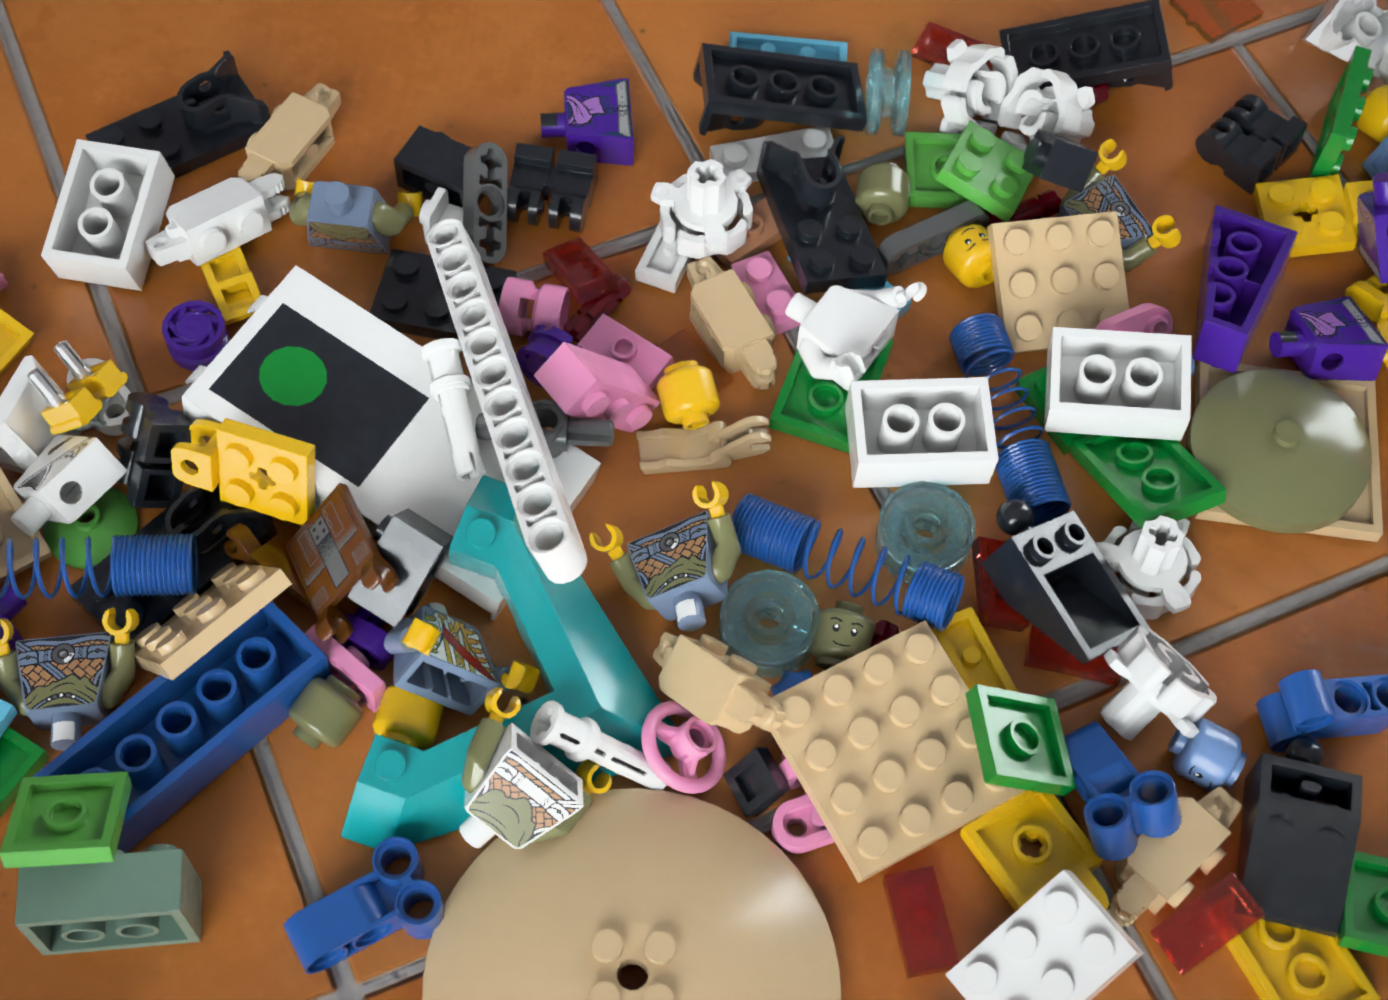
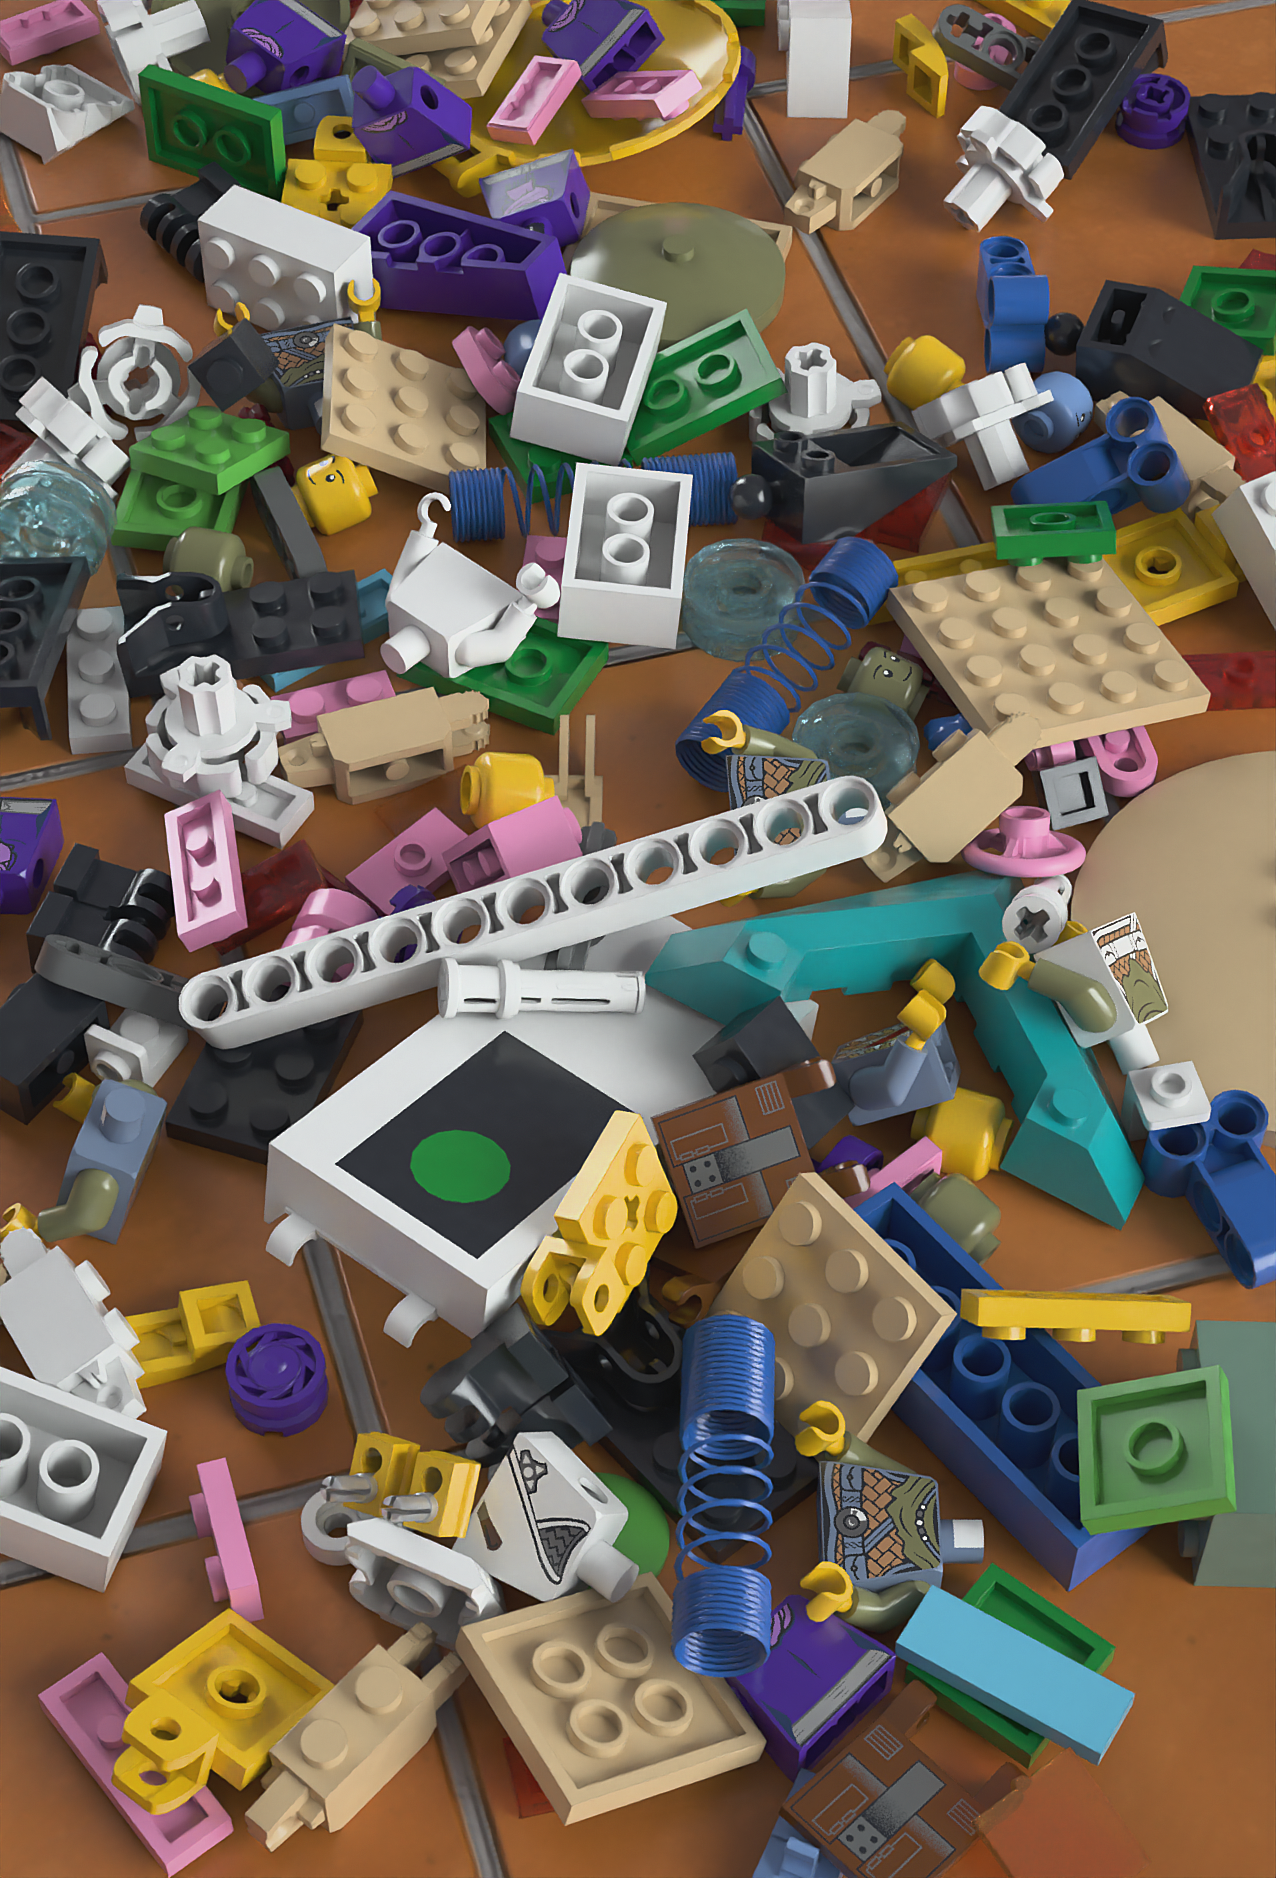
camera: 80 degrees left, 10 degrees down
(79, 325) = (218, 1515): none -> bright pink plate
(196, 769) = (1075, 1314): none -> yellow plate
(430, 850) = (1163, 1099): none -> white bracket
(586, 229) = (205, 871): none -> bright pink plate
(1195, 179) = (280, 262): none -> white brick
(1223, 649) = (923, 371): none -> yellow head

